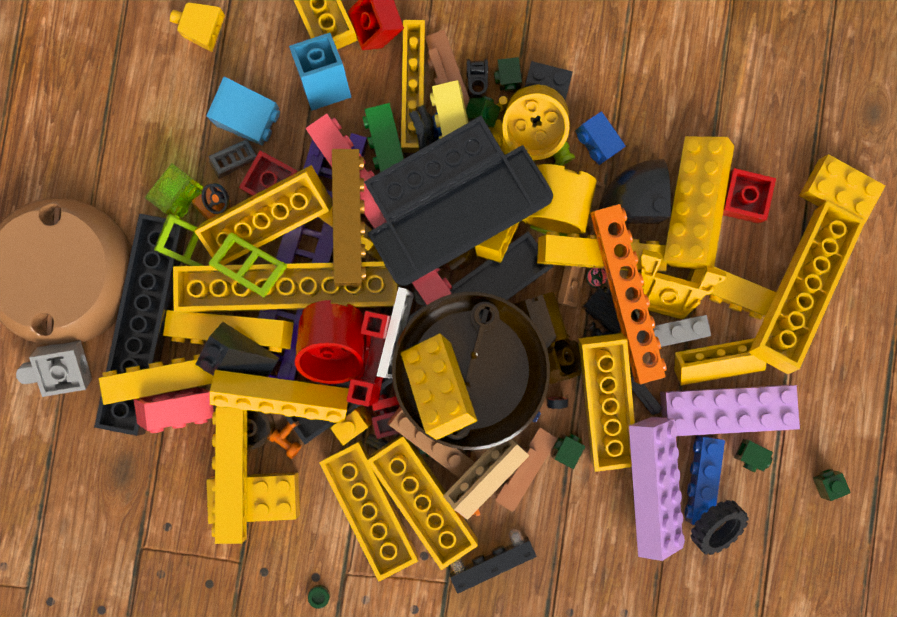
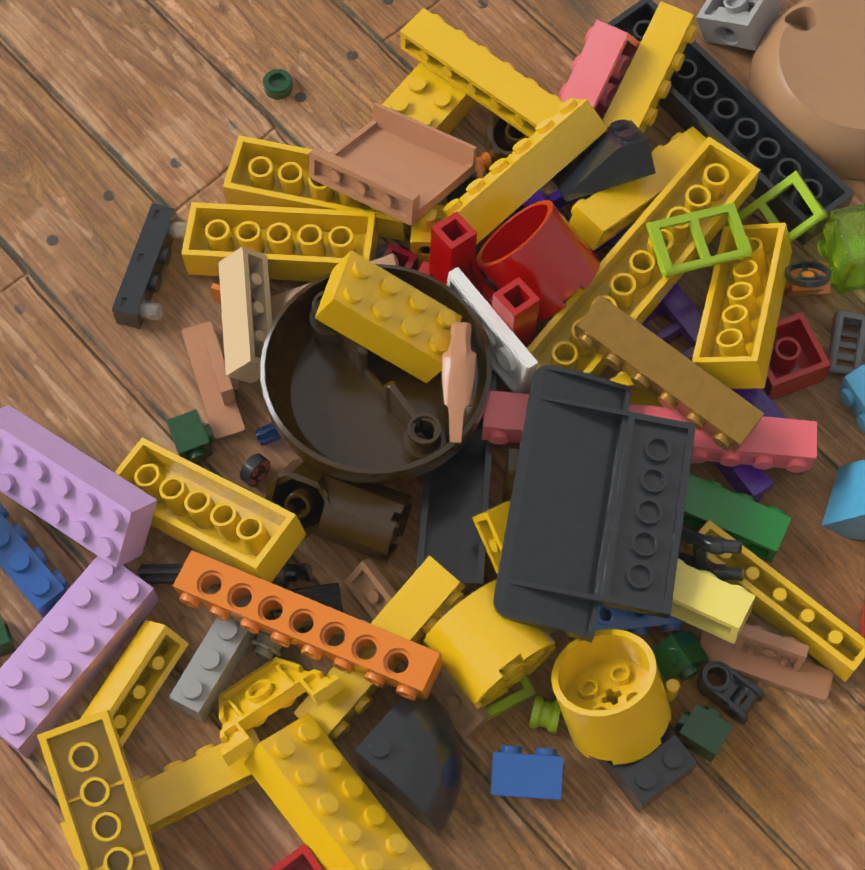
camera: 130 degrees right, 20 degrees down
(330, 473) = (395, 165): none -> nougat panel
(444, 319) = (458, 378): none -> nougat animal

